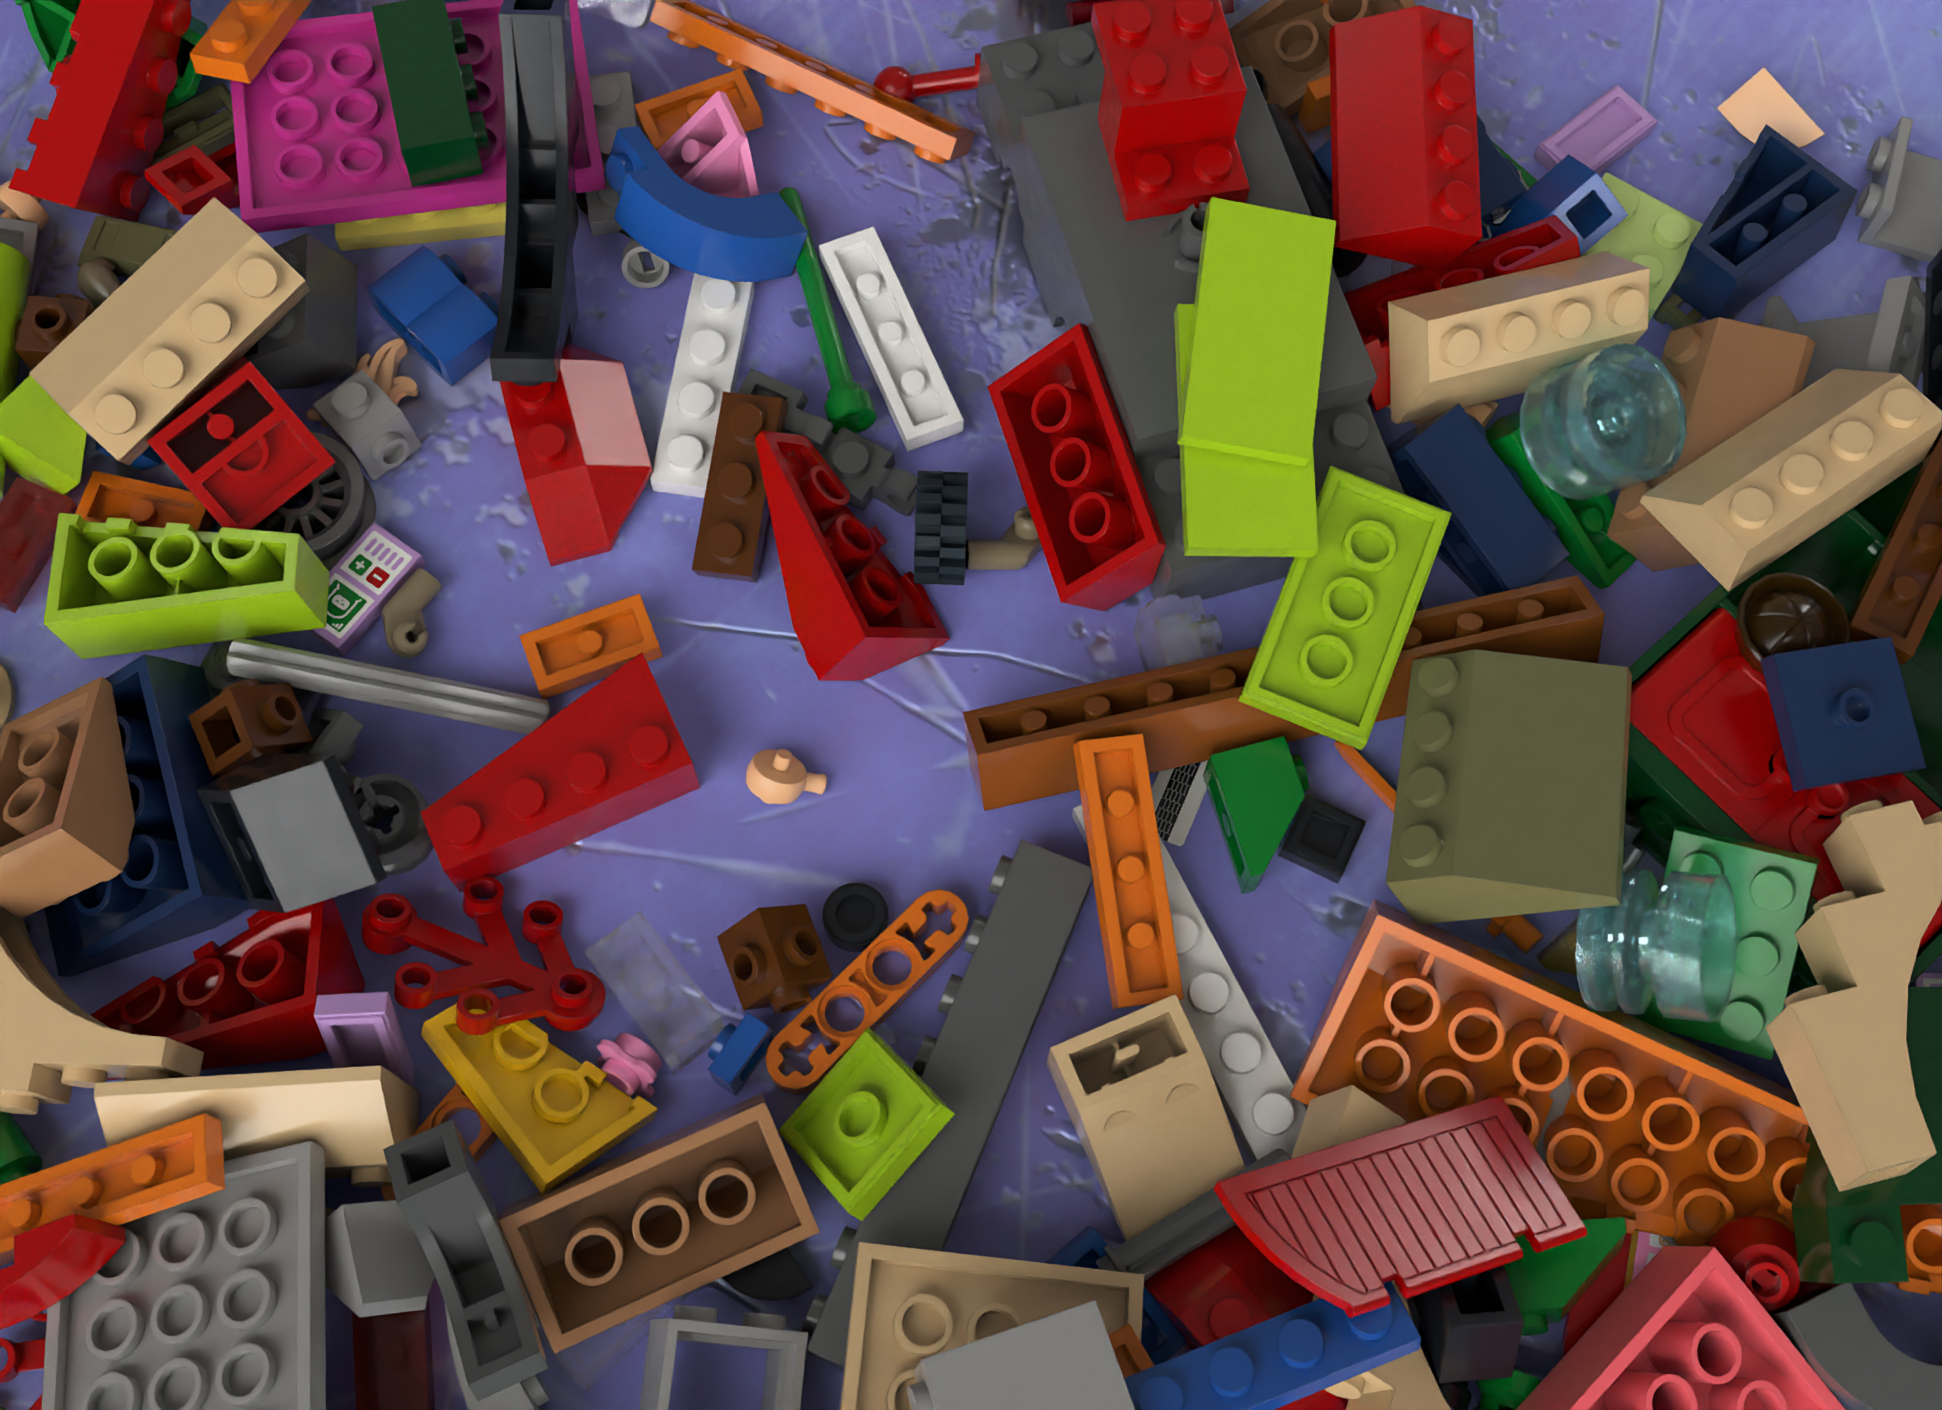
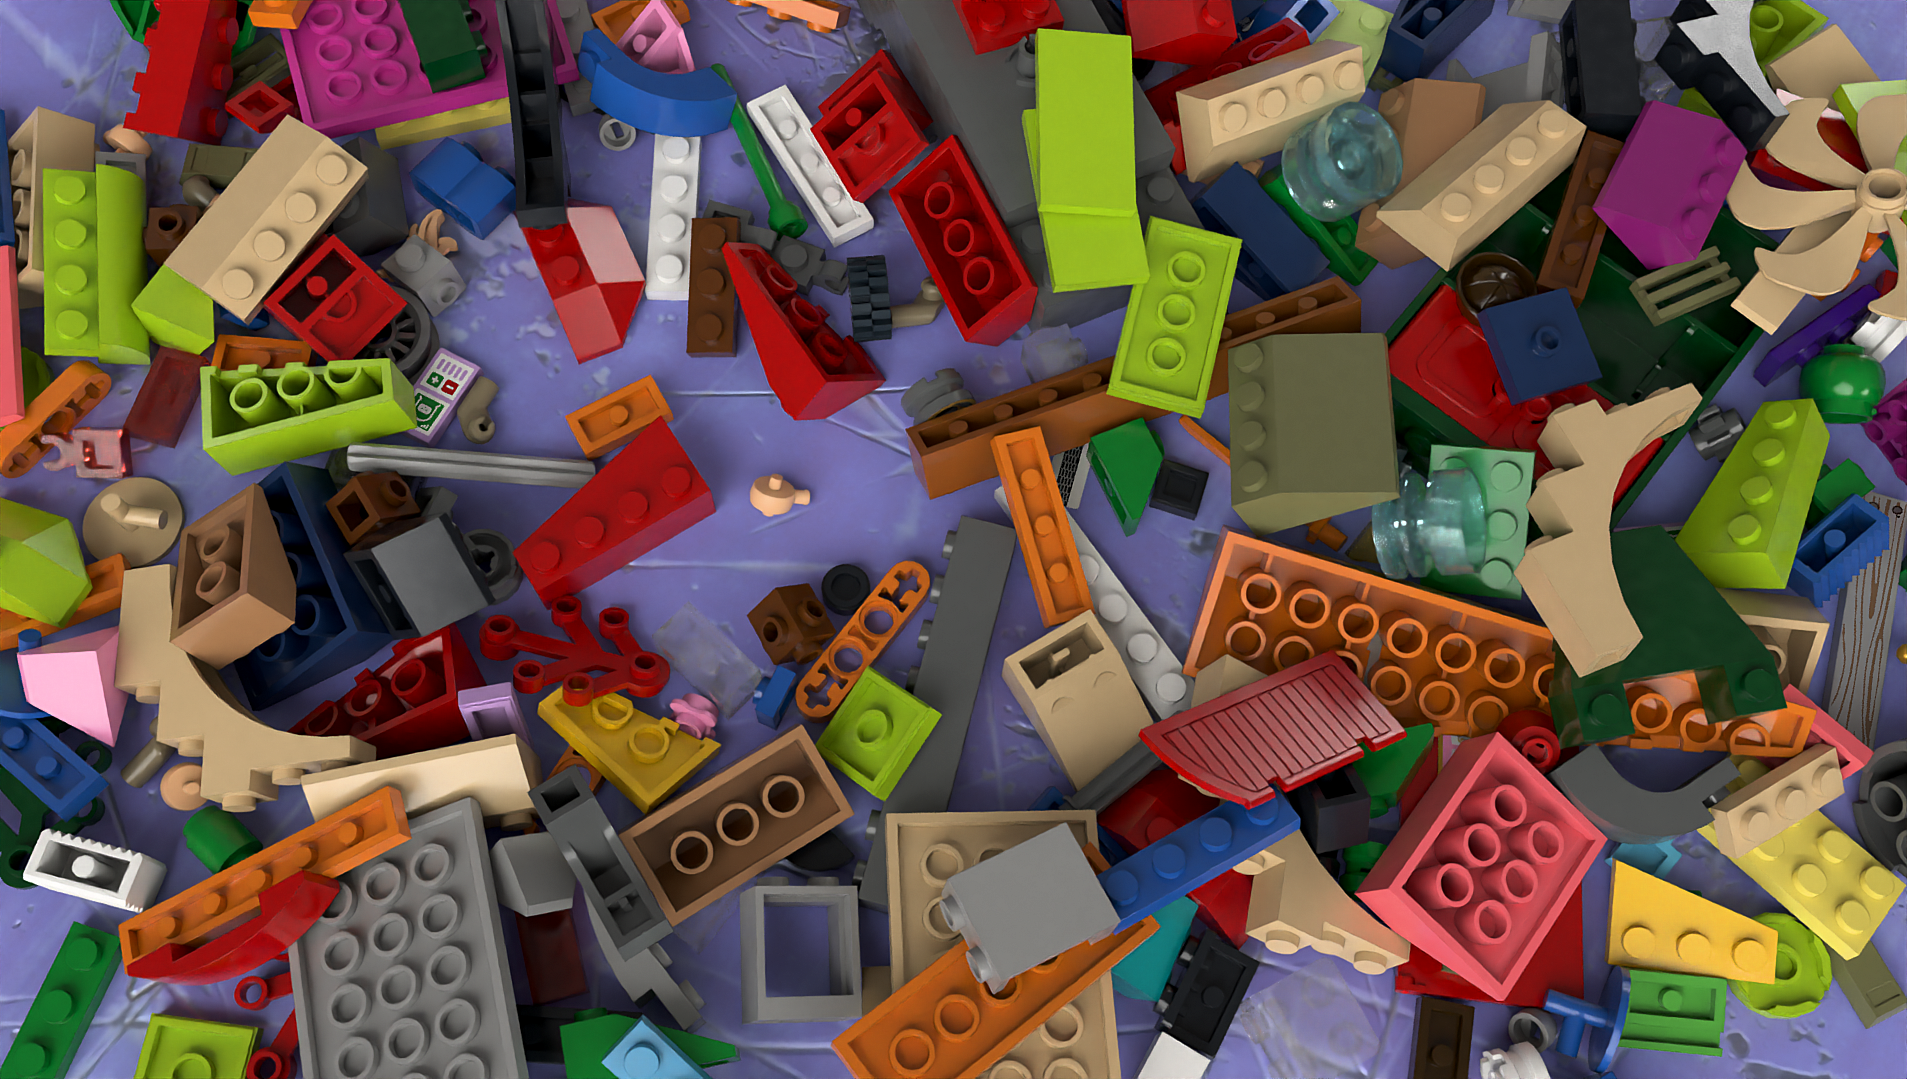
camera: 10 degrees left, 0 degrees up
(977, 297) = (872, 126): none -> red bracket
(1012, 673) = (937, 397): none -> dark grey wheel

